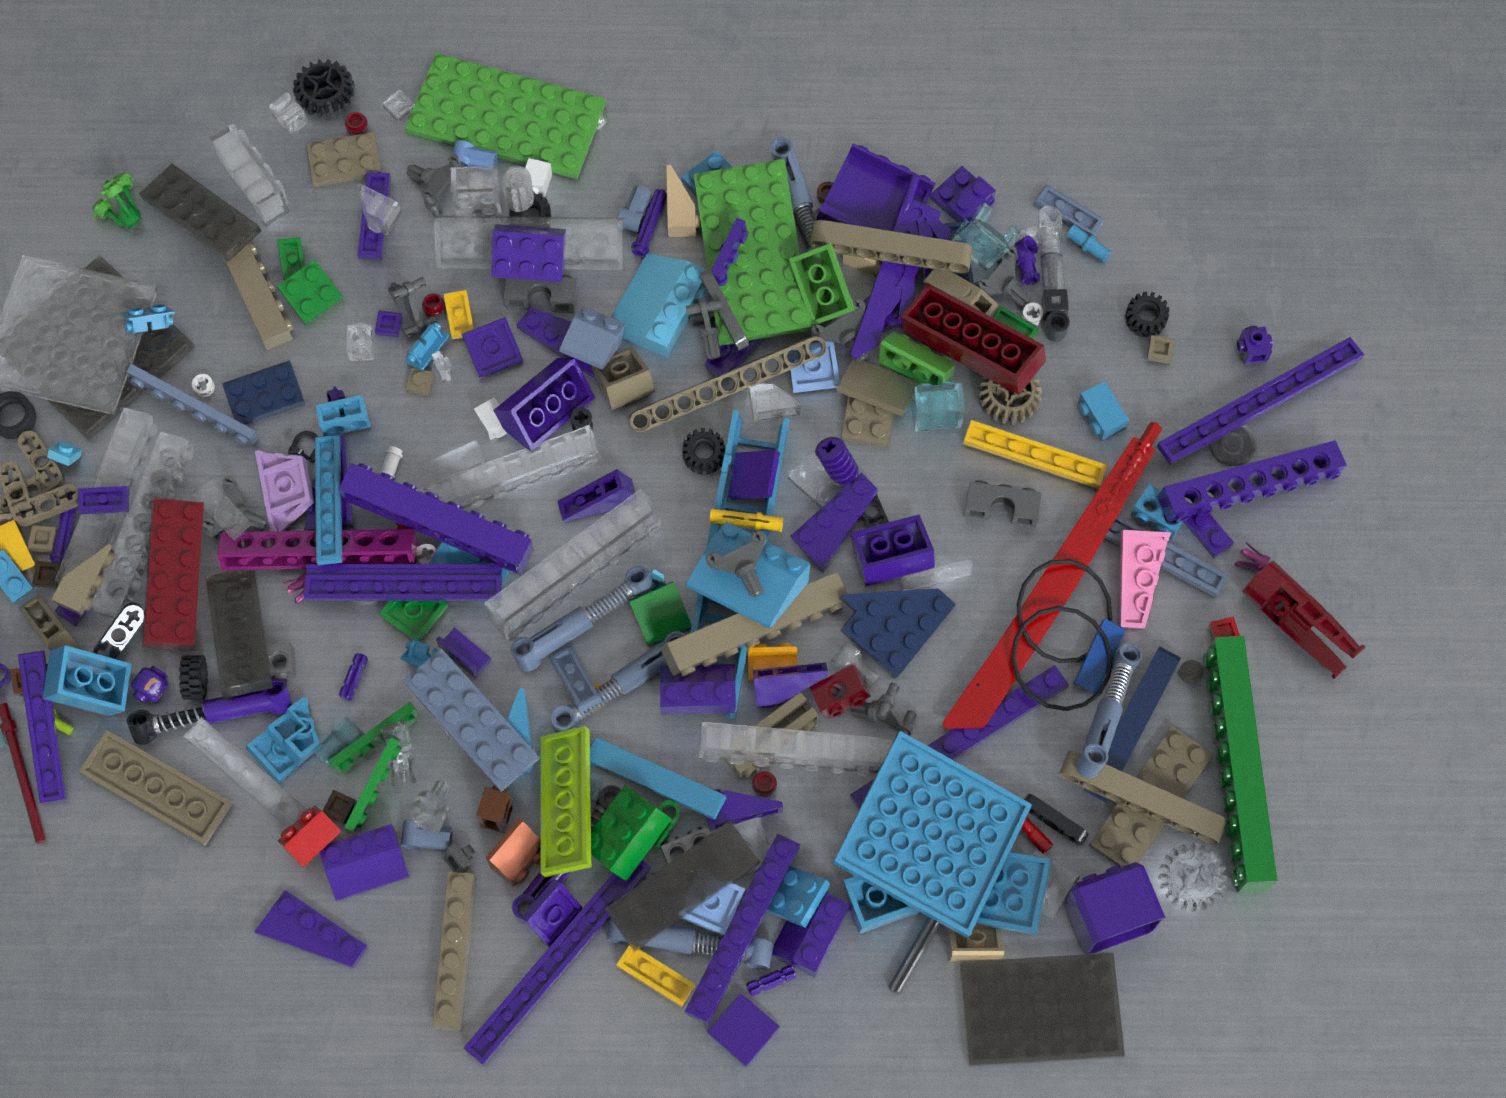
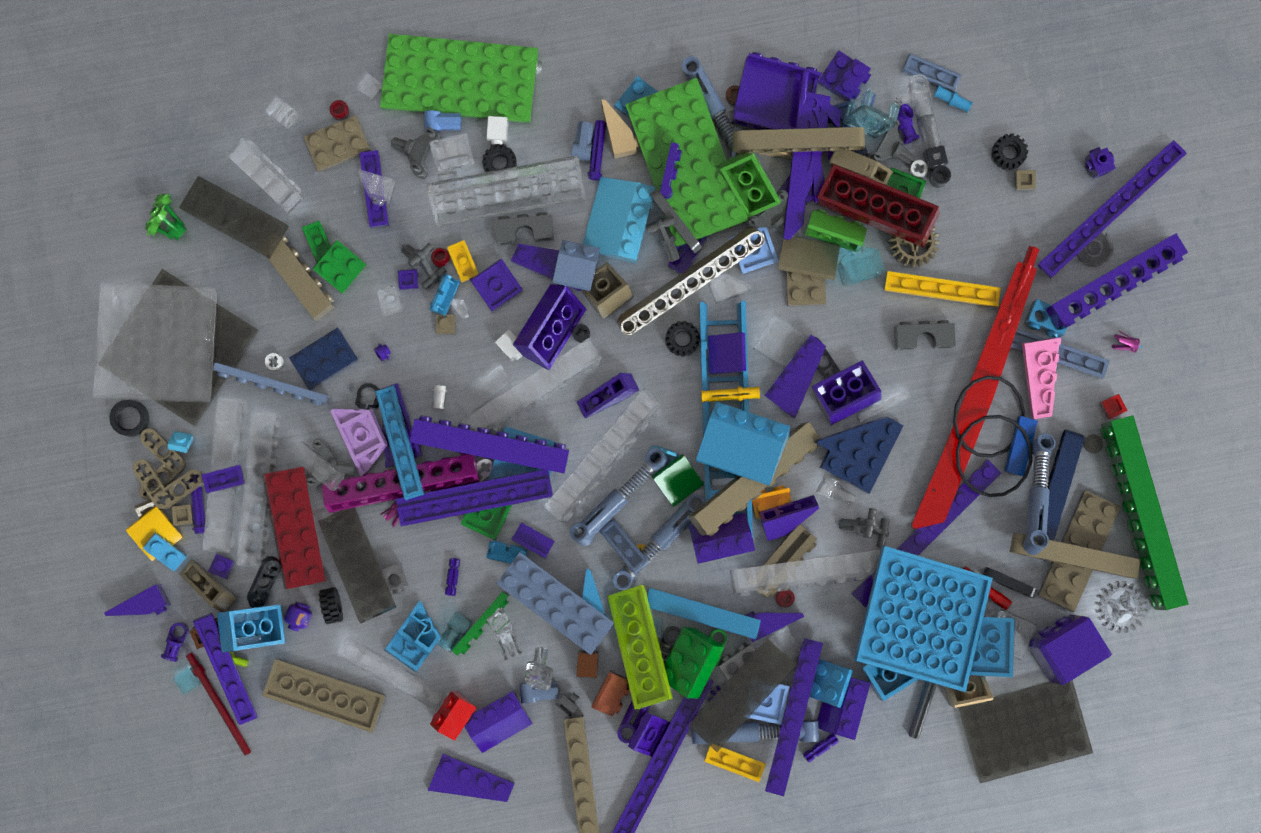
camera: 10 degrees left, 15 degrees up
(45, 574) = (193, 543): dark brown plate -> none
(79, 585) = (223, 555): dark tan slope -> none
(146, 726) = (350, 628): piece -> none
(157, 316) = (209, 321): dark azure hinge -> none
(321, 80) = (307, 69): black gear -> none
(339, 806) = (467, 682): dark brown plate -> none
(343, 416) = (392, 368): dark azure brick -> none
(369, 793) = (488, 670): green plate -> none
(518, 189) = (489, 142): clear piece -> none
(528, 253) = (509, 204): dark purple brick -> none
(742, 562) = (739, 439): dark grey axle -> none
(743, 1030) = (808, 789): dark purple tile -> none
(827, 691) = (819, 521): dark red brick -> none
(837, 460) = (791, 331): dark purple piece -> none
(1102, 411) = (988, 242): dark azure brick -> none
(1209, 534) = (1090, 329): dark purple plate -> none
(1297, 613) = (1172, 385): dark red piece -> none

